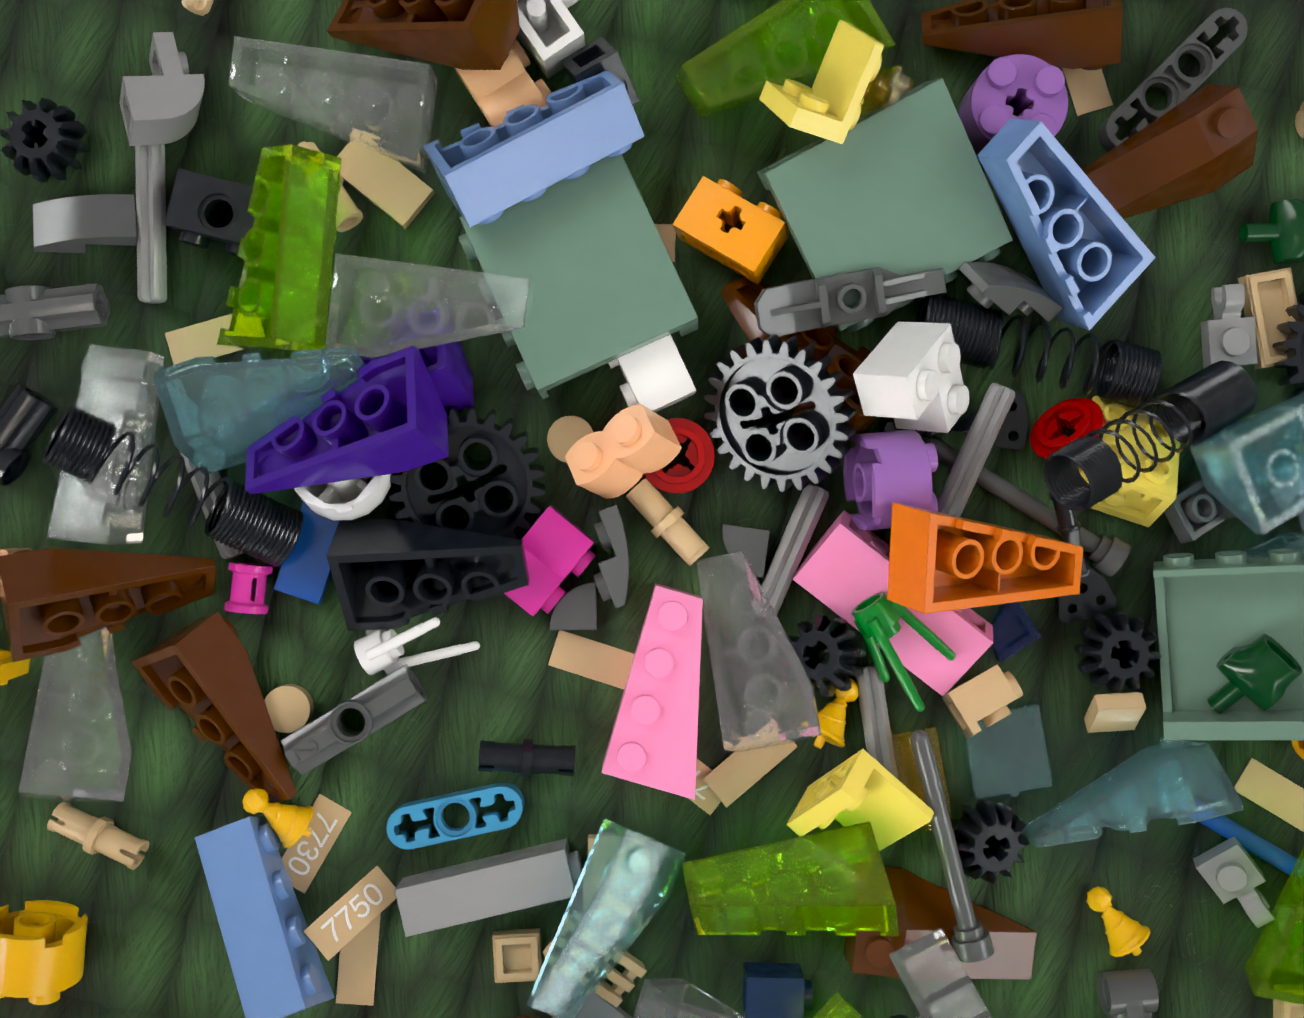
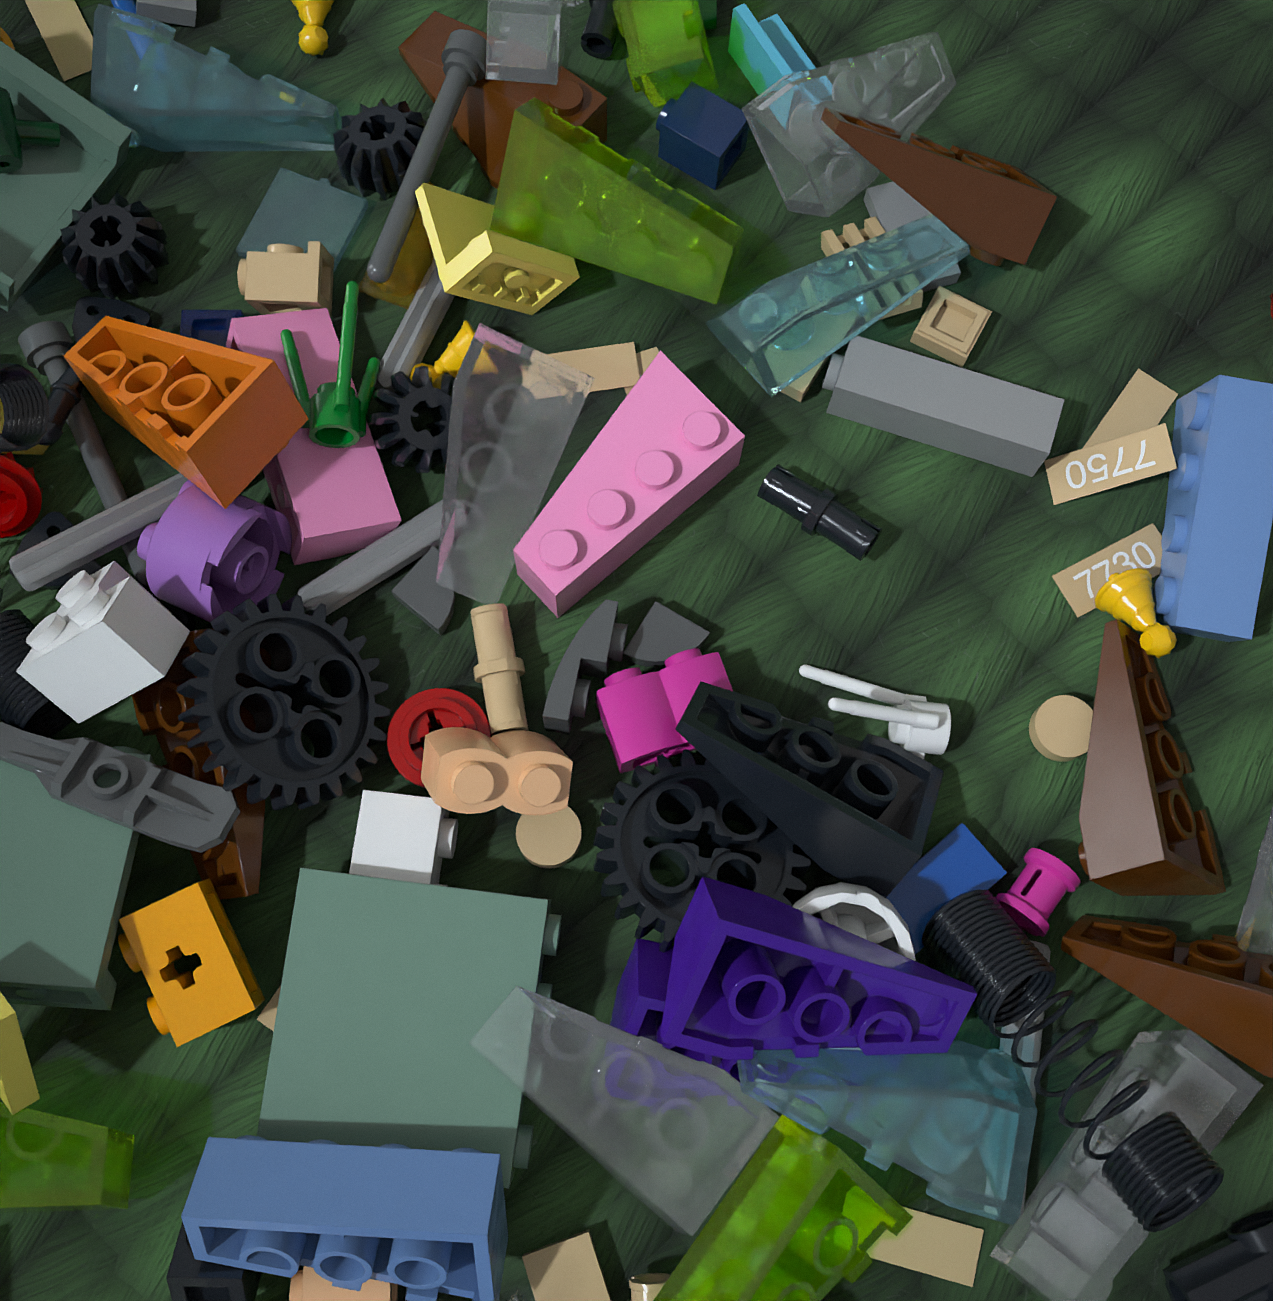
camera: 155 degrees left, 15 degrees down
(330, 733) = (1029, 665): dark grey piece -> none
(419, 811) = (958, 489): dark azure beam -> none
(591, 659) = (682, 578): tan sticker -> none
(1114, 712) = (162, 192): tan tile -> none

